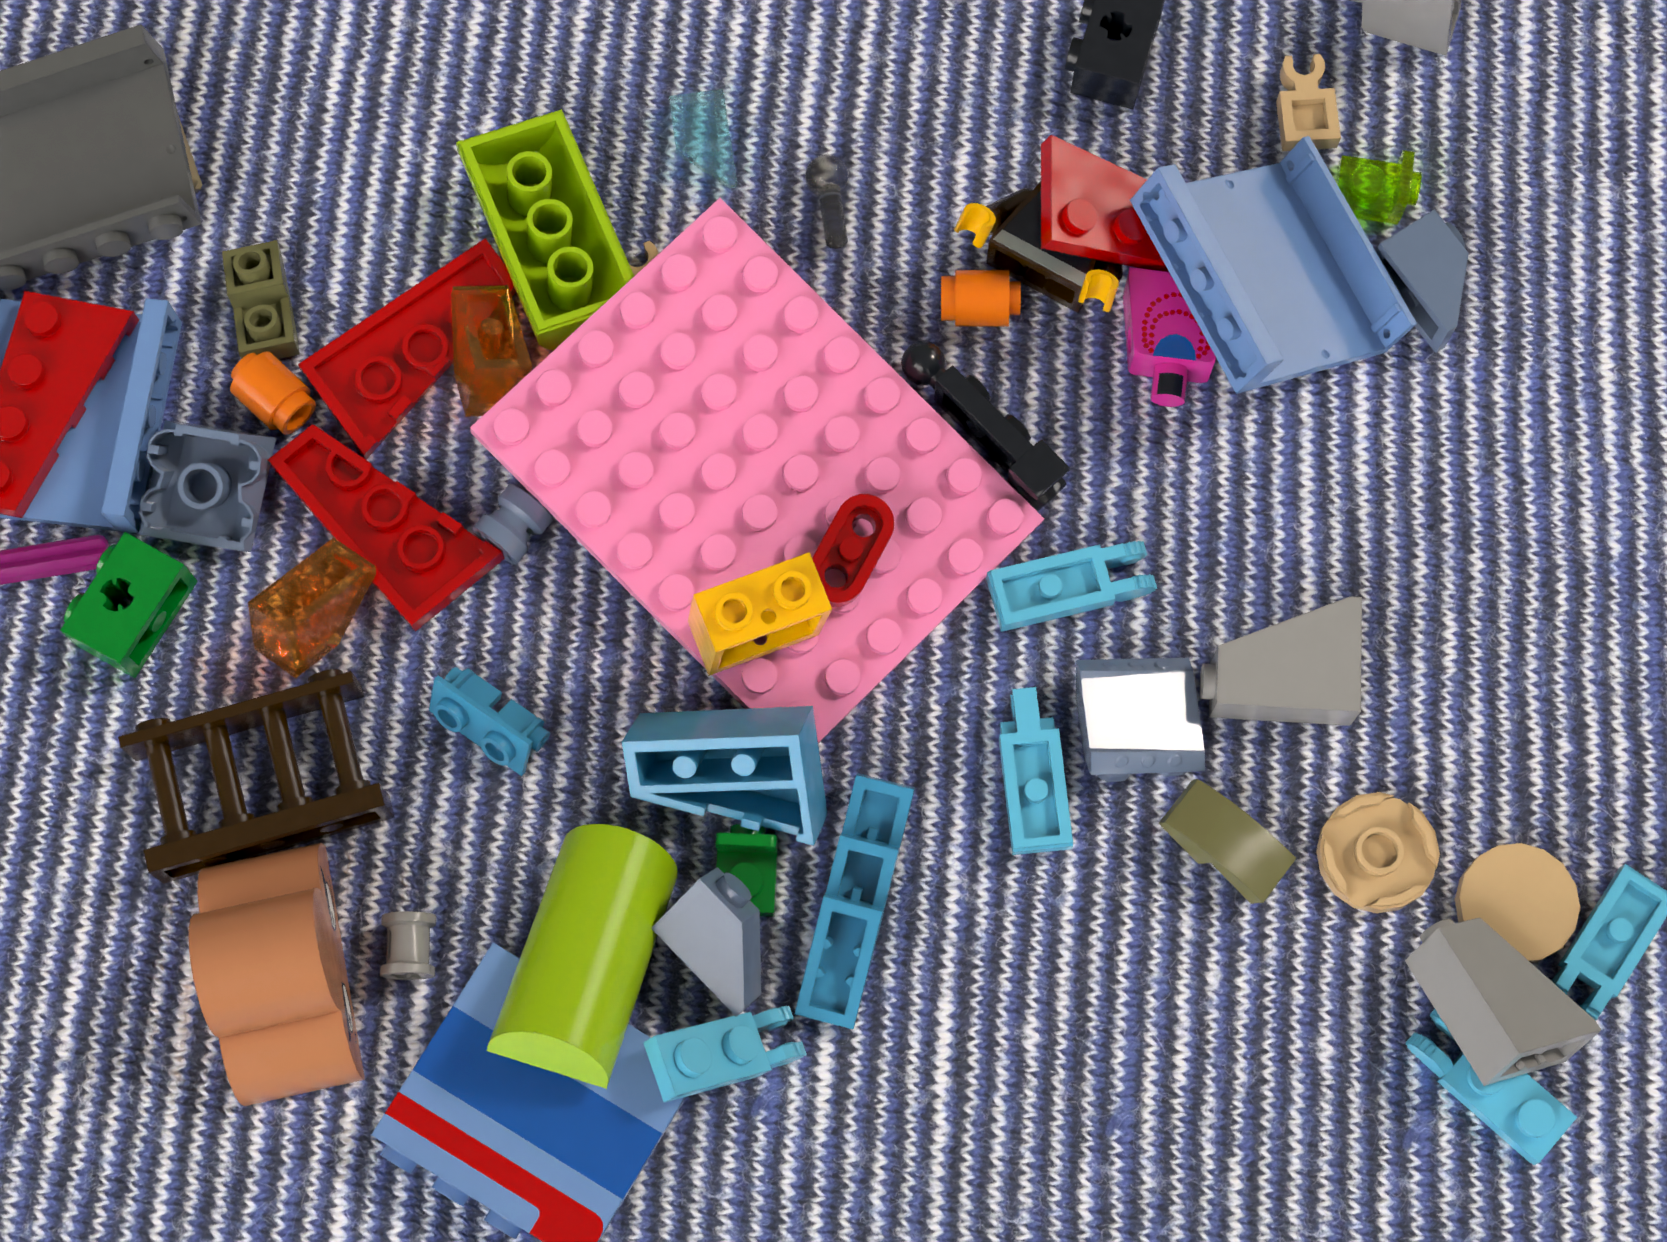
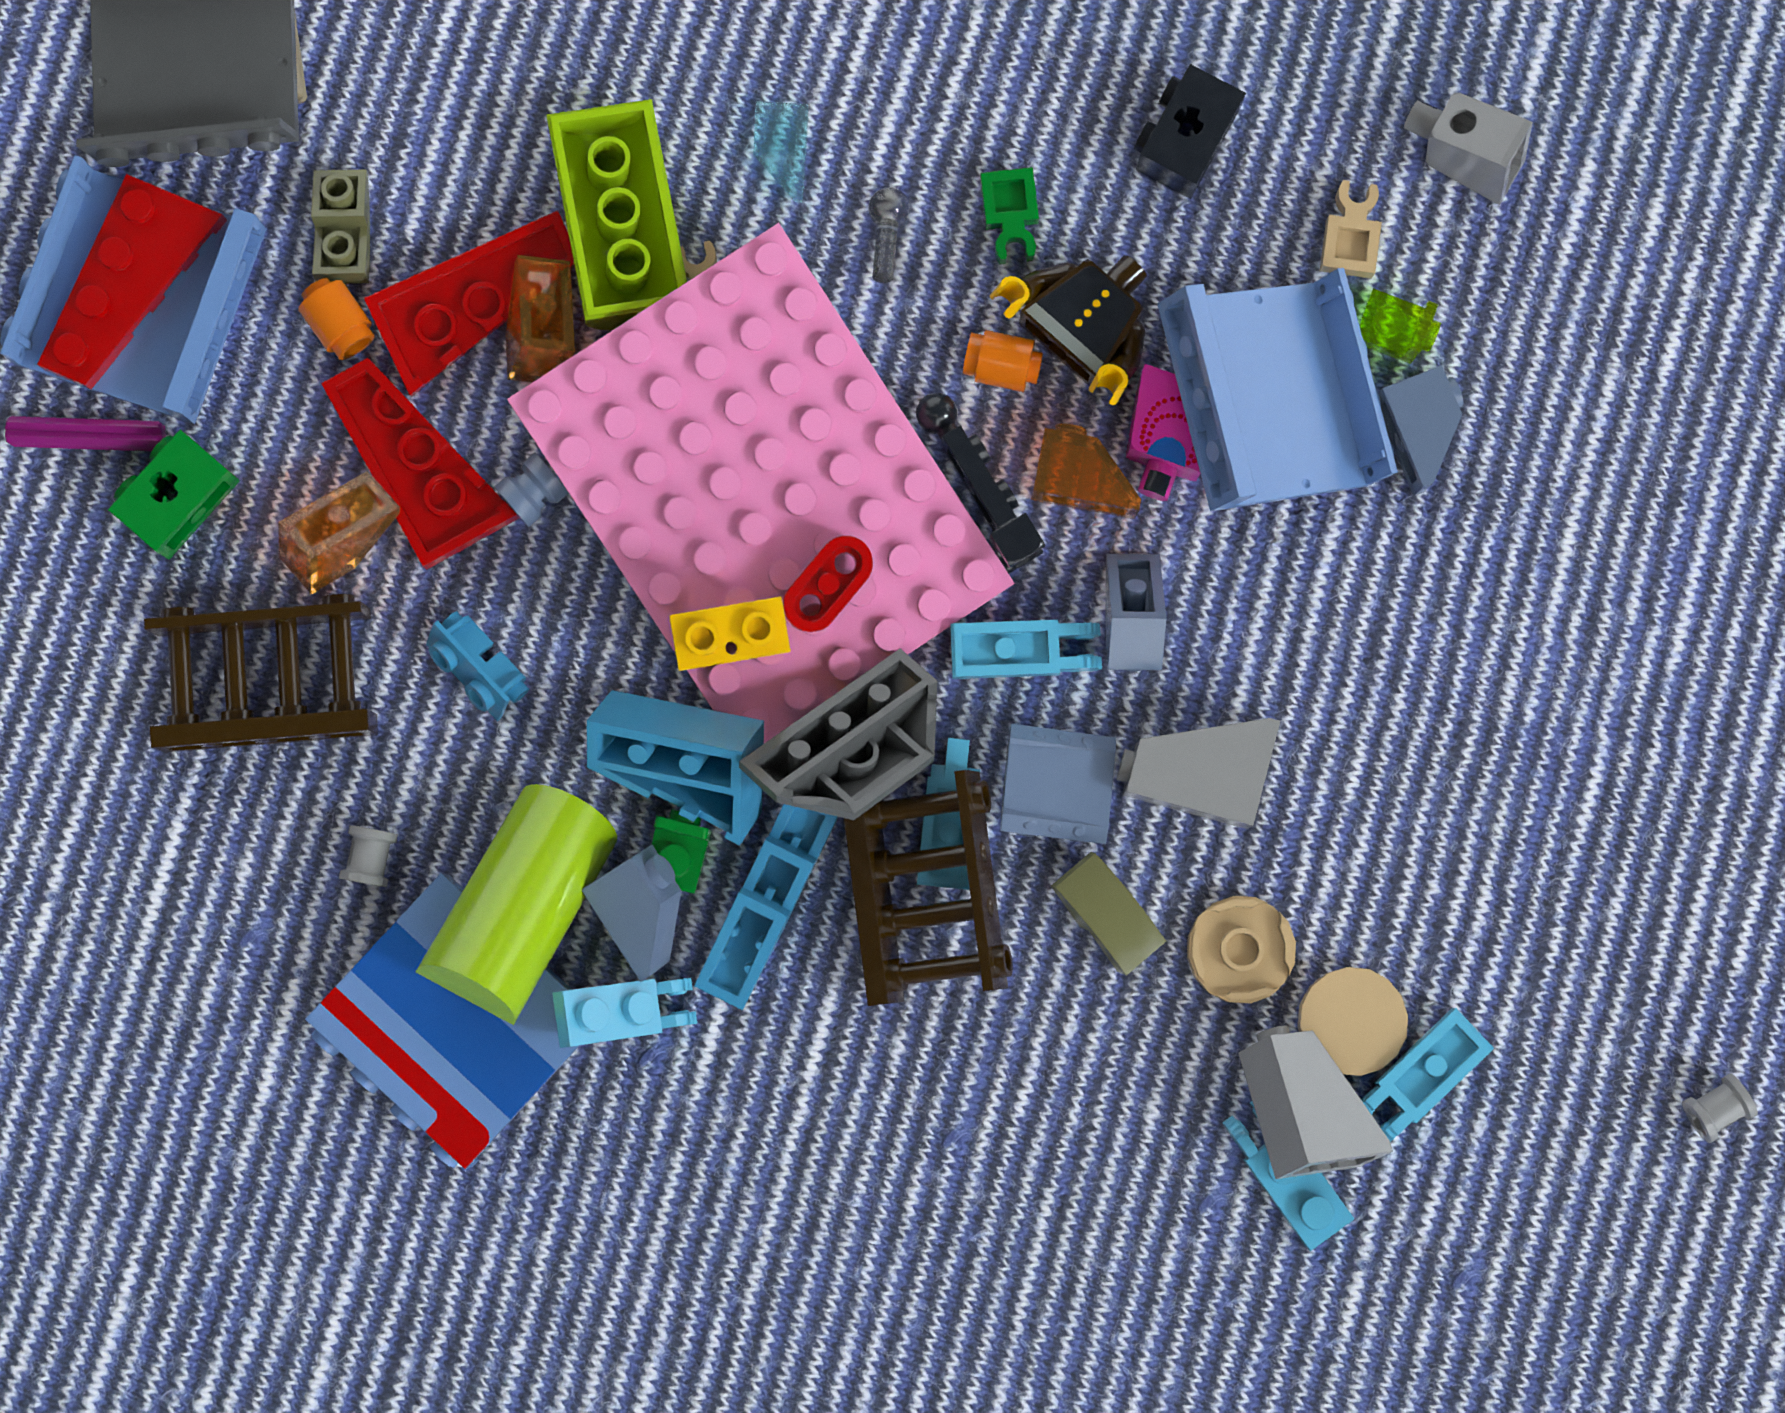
camera: 10 degrees right, 10 degrees up
(205, 485) = (262, 393): sand blue slope -> none
(275, 975) = (246, 855): nougat brick -> none
(914, 708) = (854, 743): none -> dark grey wedge
(953, 147) = (1010, 205): none -> green plate
(985, 897) = (882, 921): none -> dark brown fence
(1090, 208) = (1119, 299): wing -> none
(1090, 395) = (1081, 474): none -> clear orange slope
(1179, 523) = (1134, 612): none -> sand blue slope

